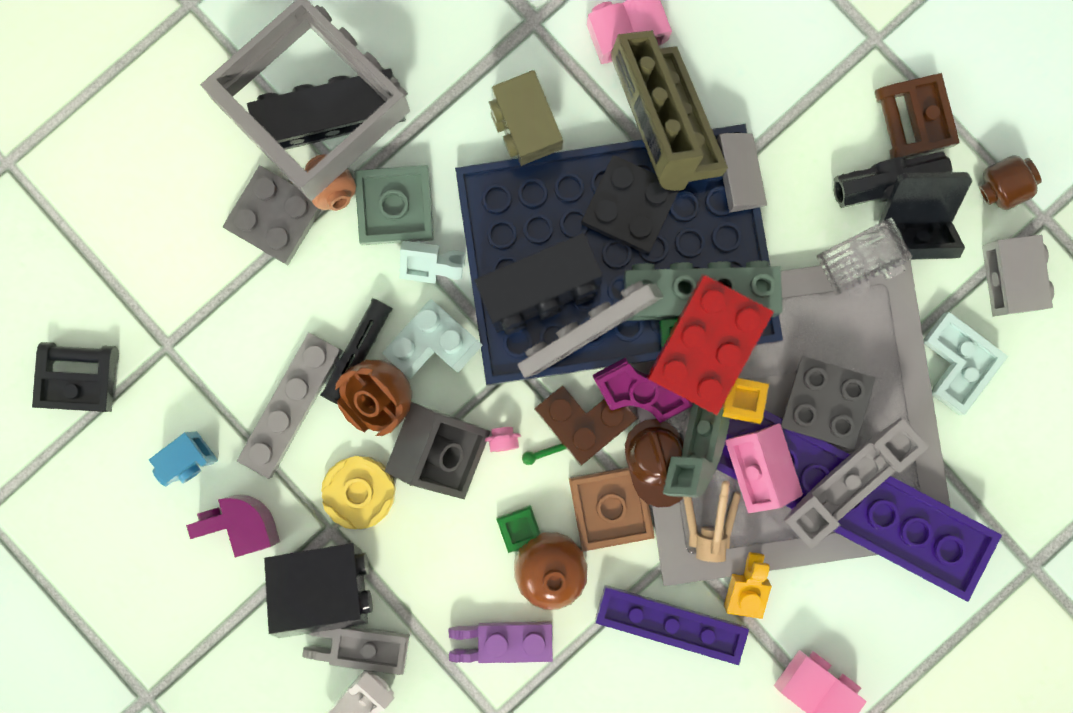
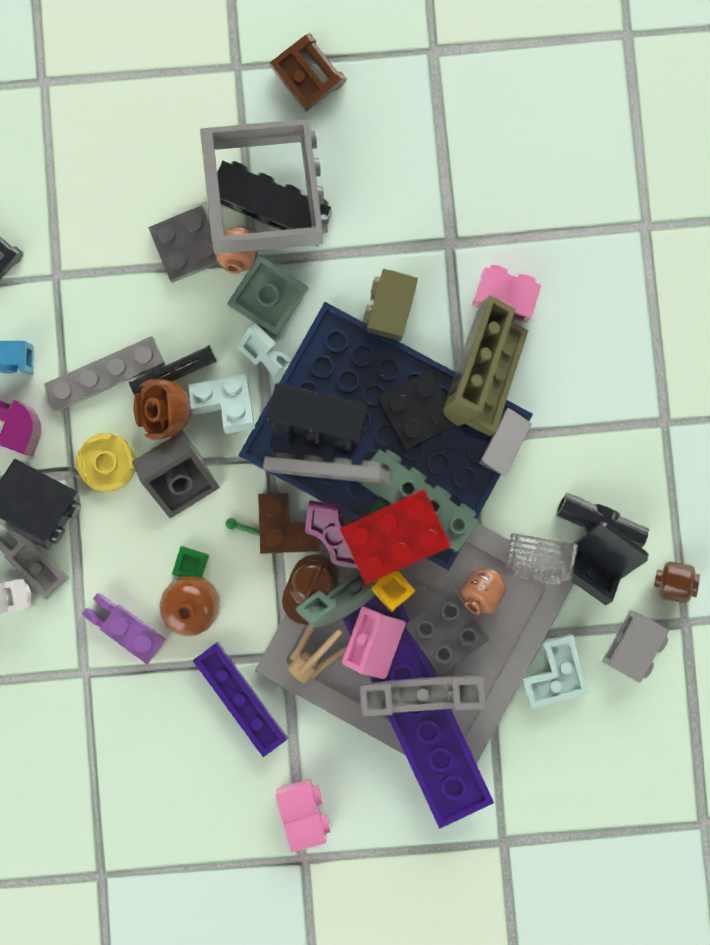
camera: 40 degrees right, 0 degrees up
(503, 439) = (223, 499): bright pink plate -> none
(609, 510) = (256, 595): medium nougat tile -> none
(750, 591) = (307, 716): yellow plate -> none
(832, 334) = (483, 591): none -> nougat head
(928, 113) = (659, 497): reddish brown plate -> none

